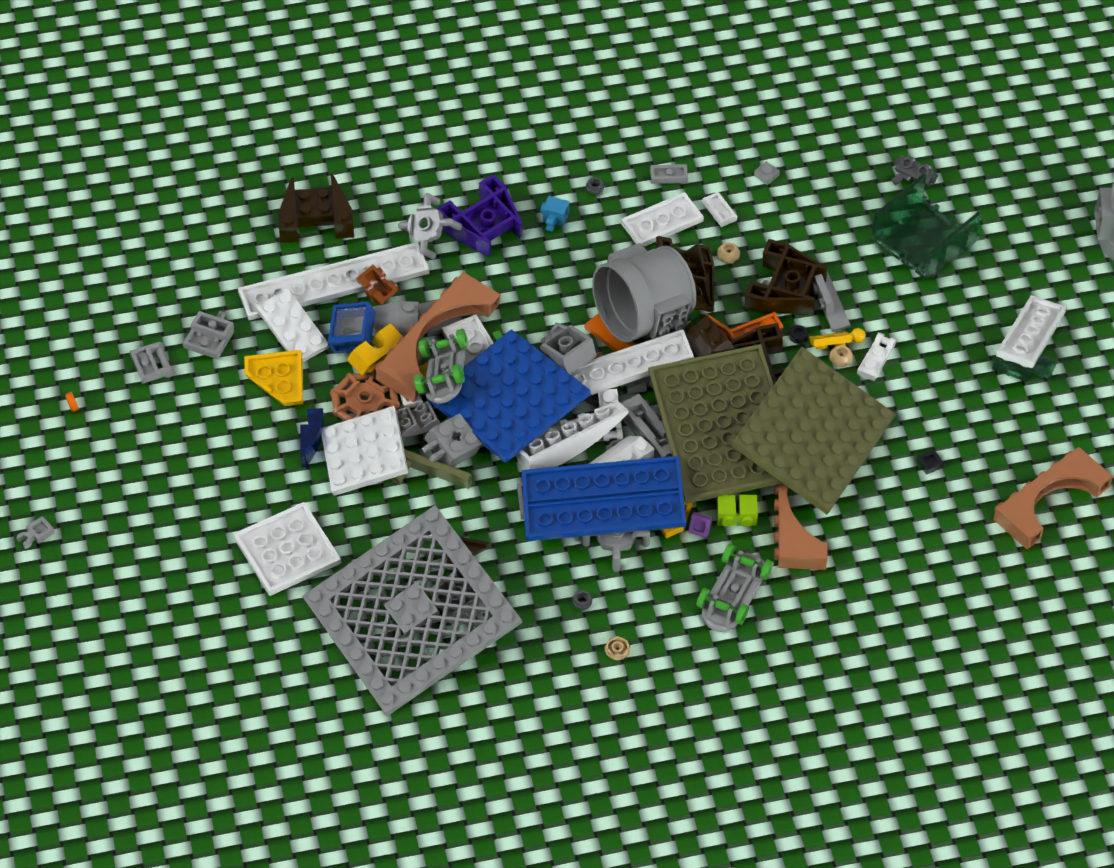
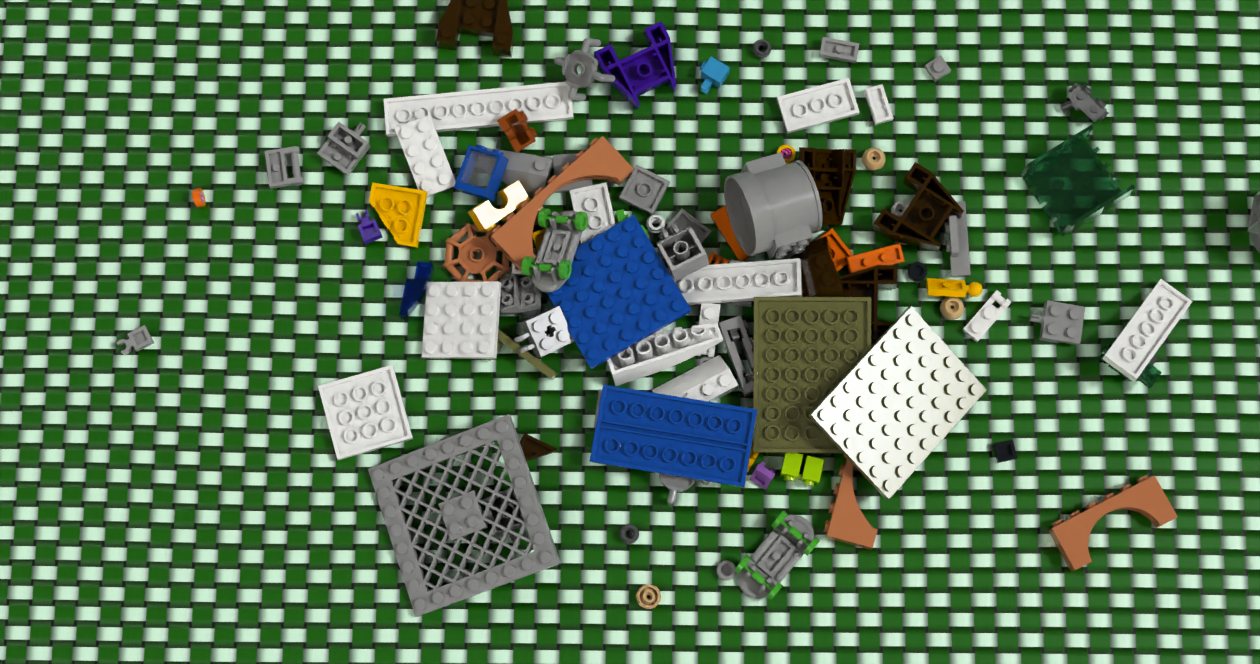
camera: 15 degrees right, 25 degrees up
(250, 397) = (368, 228): none -> dark purple plate
(515, 315) = (644, 190): none -> light grey plate
(534, 337) = (655, 218): none -> white plate
(688, 613) = (725, 570): none -> light grey tile
(948, 347) = (1060, 322): none -> light grey plate

